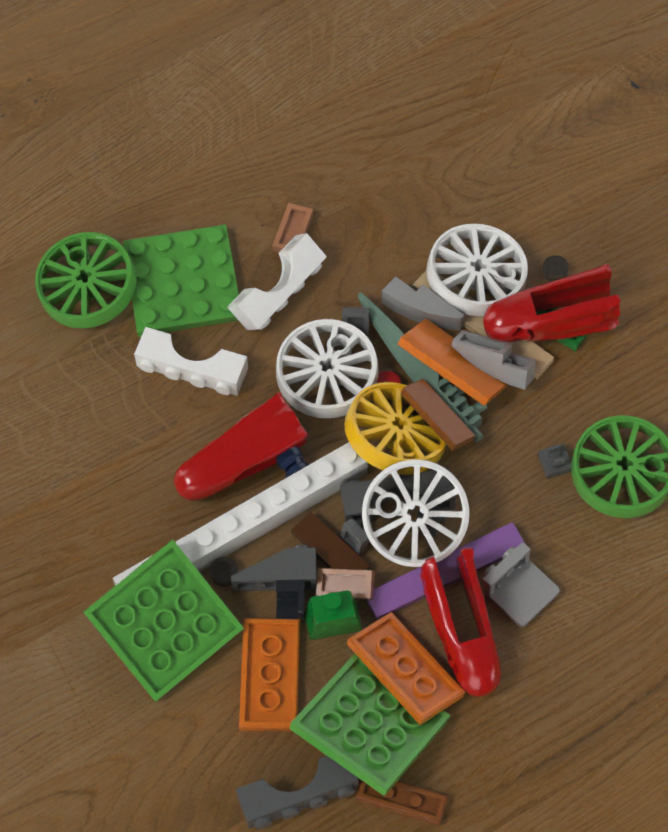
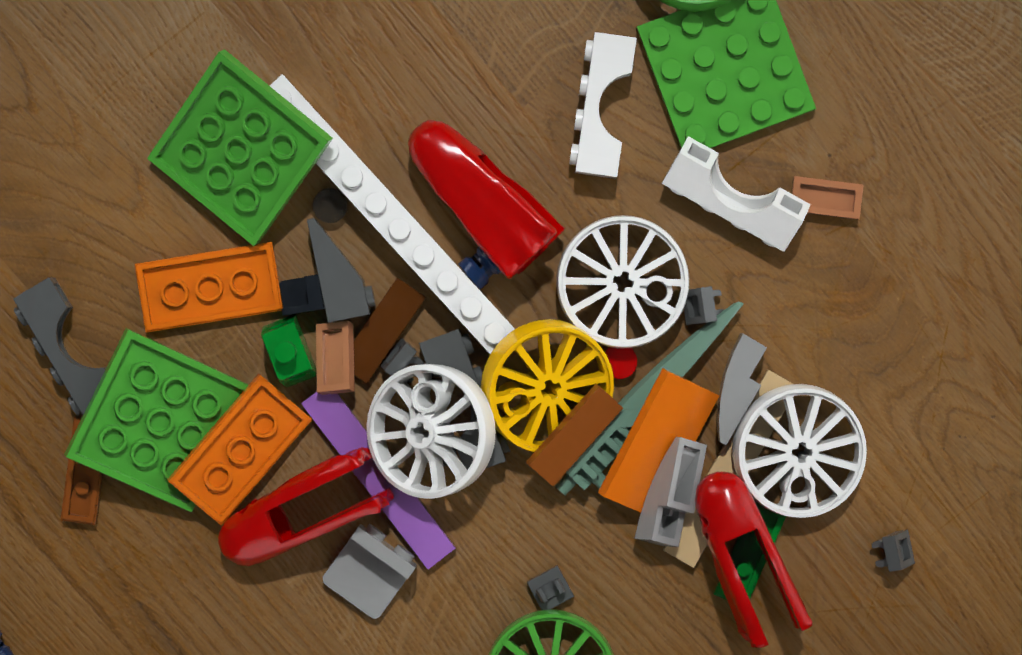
camera: 80 degrees right, 25 degrees up
(555, 268) = (826, 550): clear smoke tile -> none
(560, 221) = (897, 551): none -> dark grey tile

